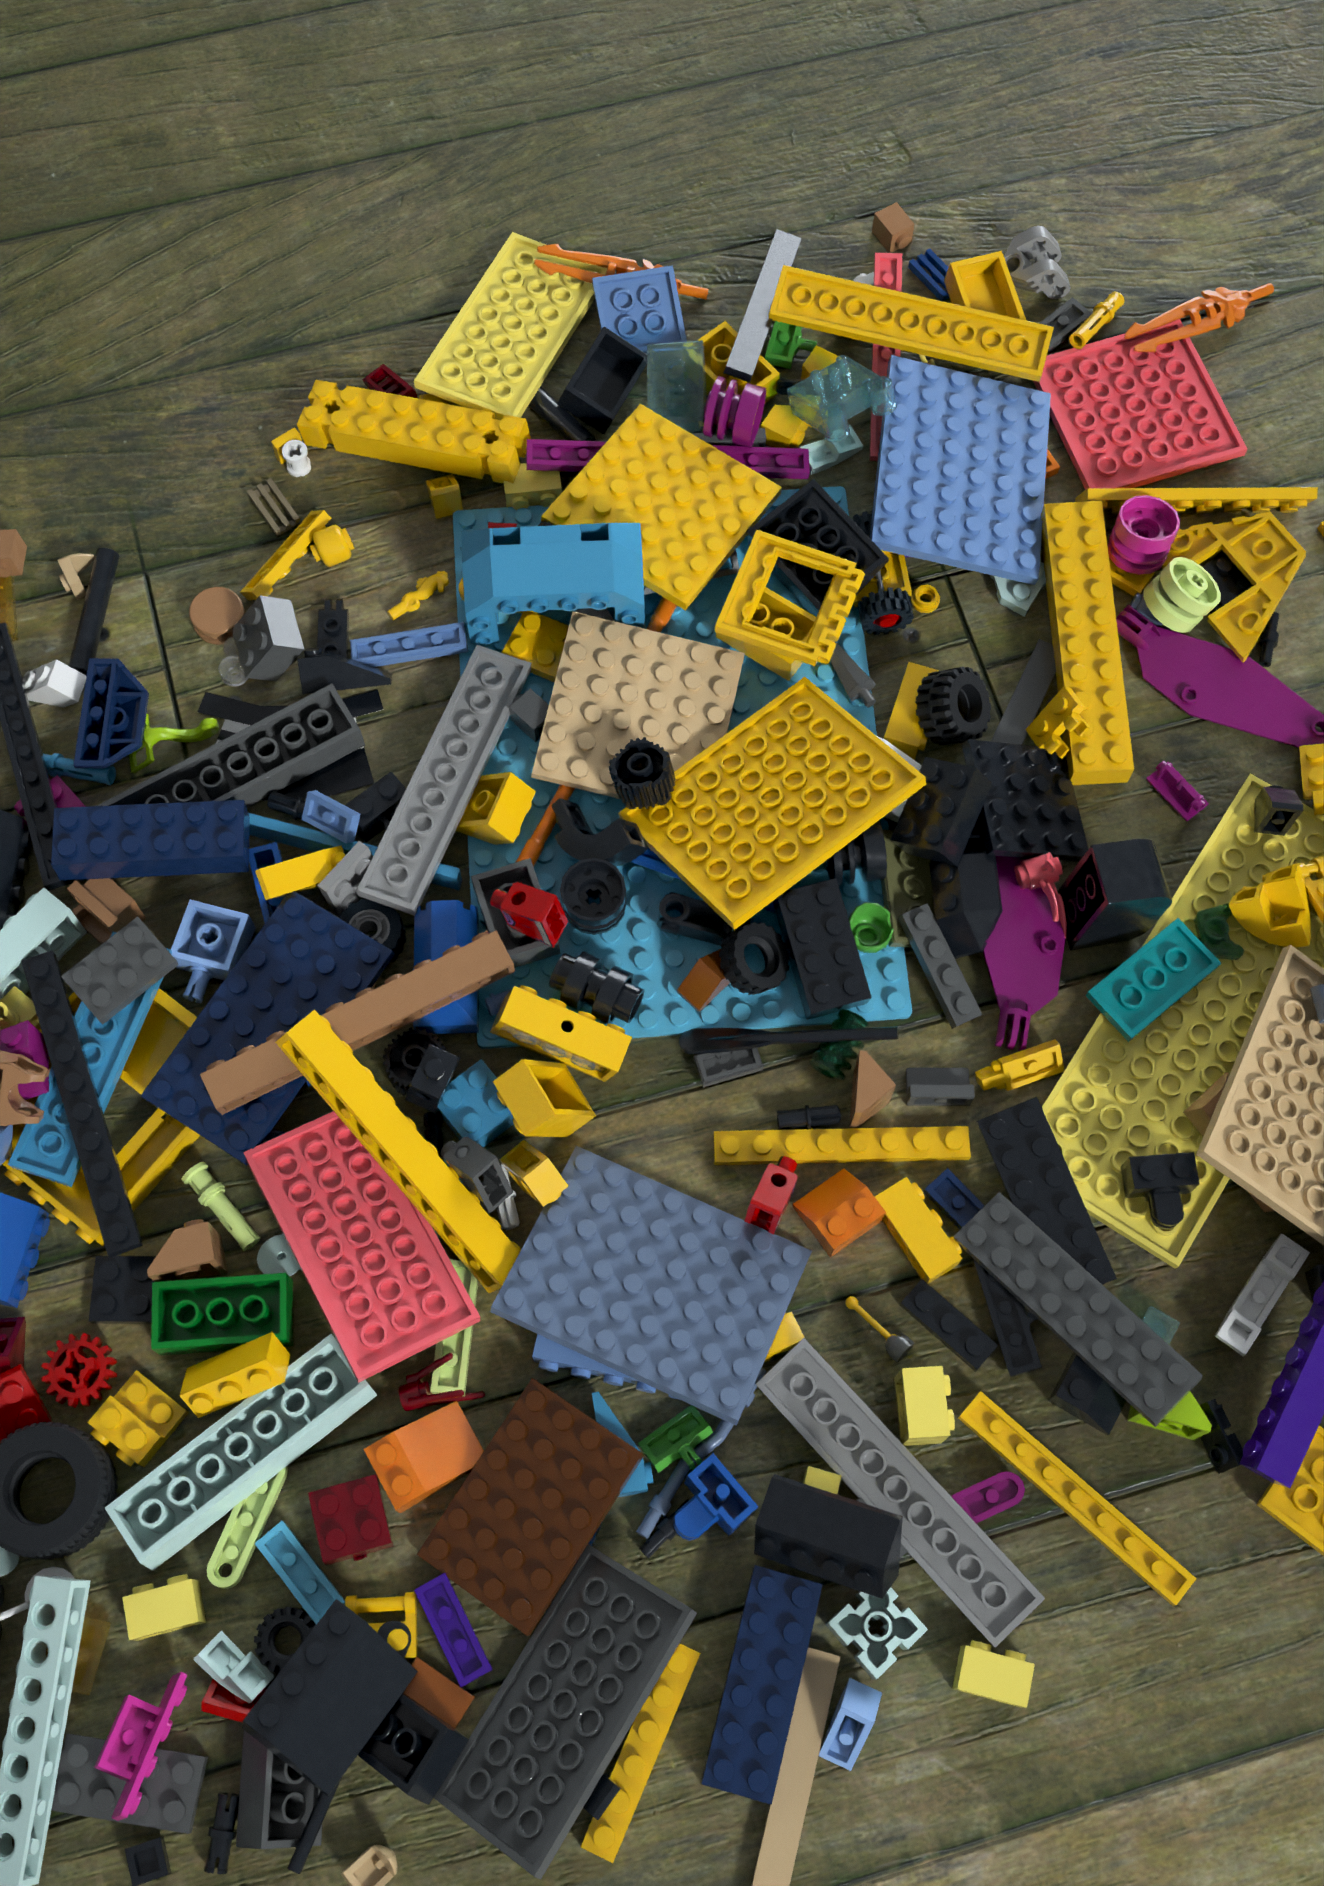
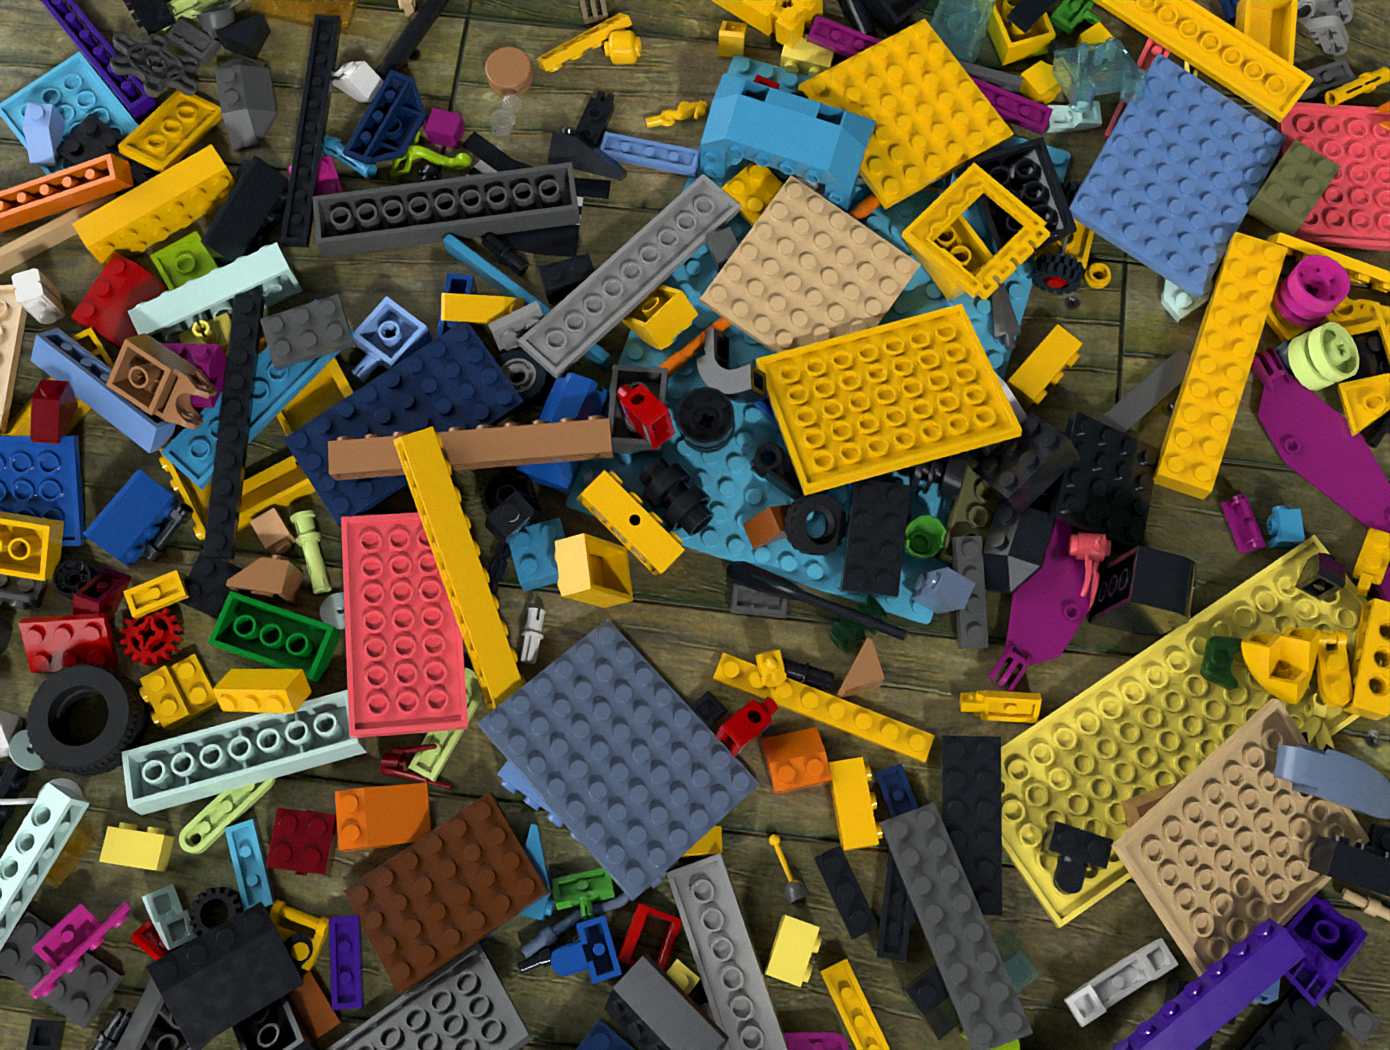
camera: 25 degrees right, 5 degrees up
(42, 1275) = (156, 548): none -> black bar
(67, 1321) = (156, 594): none -> yellow panel
(103, 907) = (320, 275): medium nougat plate -> none
(150, 840) = (374, 236): dark blue brick -> none
(169, 1202) = (273, 532): none -> light nougat brick
(172, 700) = (444, 128): none -> magenta brick
(176, 754) = (429, 173): none -> black plate
(268, 638) = (537, 105): dark grey brick -> none
(330, 816) = (525, 271): medium blue plate -> none
(470, 1162) = (511, 599): dark grey torso -> none
(534, 1173) = (561, 628): yellow brick -> none
(642, 774) = (787, 335): black brick -> none
(724, 1196) = (708, 709): none -> black tile
(734, 411) = (997, 52): magenta wheel -> none
(750, 1456) = (635, 932): none -> red tile
(772, 1125) = (771, 667): none -> yellow piece
(913, 973) = (942, 590): none -> sand blue brick
(938, 1087) = (925, 692): dark grey panel -> none
(953, 706) = (1078, 377): black tyre -> none
(1058, 715) = (1163, 421): yellow plate -> none
(1080, 442) = (1293, 188): none -> olive brick
(1153, 979) = (1147, 678): teal plate -> none
(1219, 778) = (1285, 527): none -> dark azure brick

